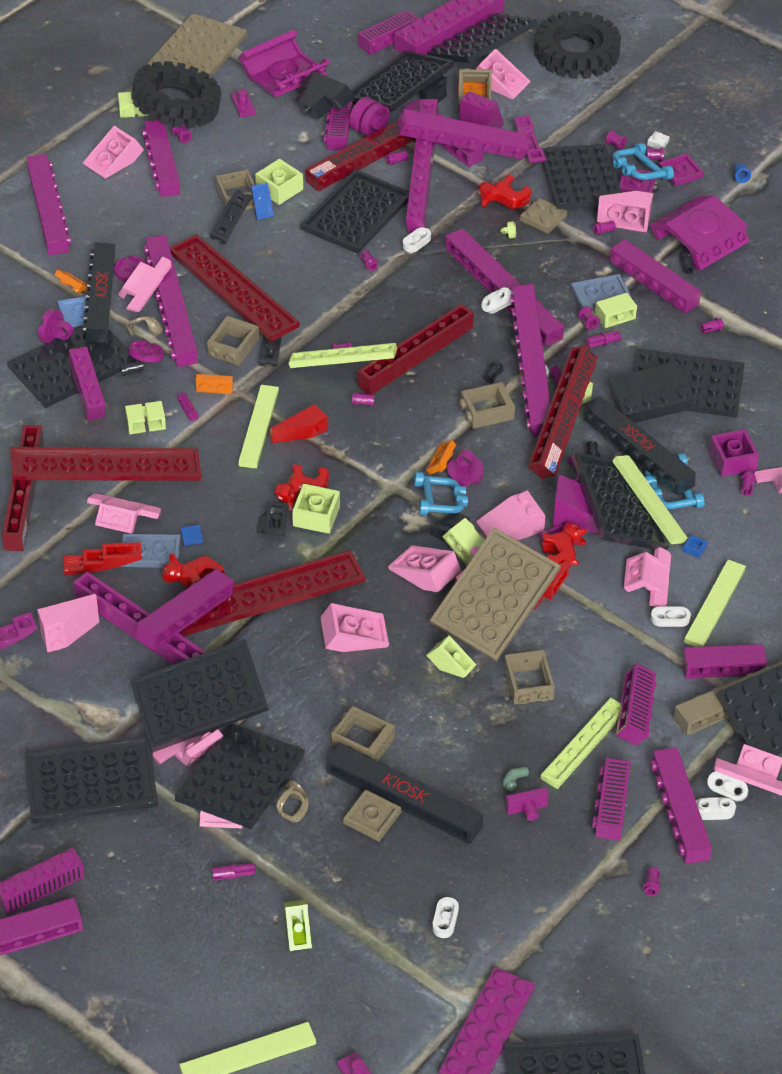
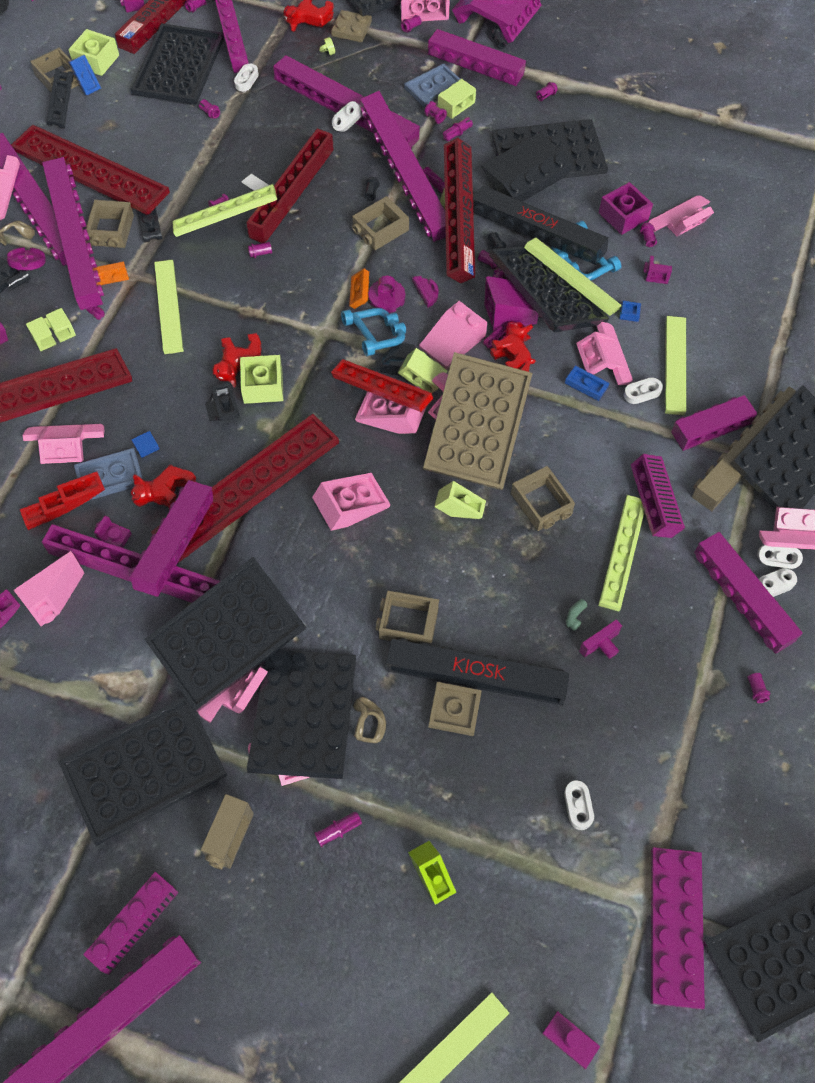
camera: 20 degrees left, 15 degrees up
(131, 592) = (111, 533): none -> magenta bracket
(141, 840) = (227, 832): none -> dark tan window
(196, 339) = (72, 234): none -> magenta brick
(300, 426) = (211, 294): red slope -> none
(383, 337) = (254, 182): none -> white sticker
(421, 541) = (382, 385): none -> red plate
(507, 476) = (427, 289): none -> magenta tile
(613, 799) = (681, 608): magenta brick -> none
(619, 595) = (587, 383): none -> blue plate
(737, 519) = (657, 272): none -> magenta bracket

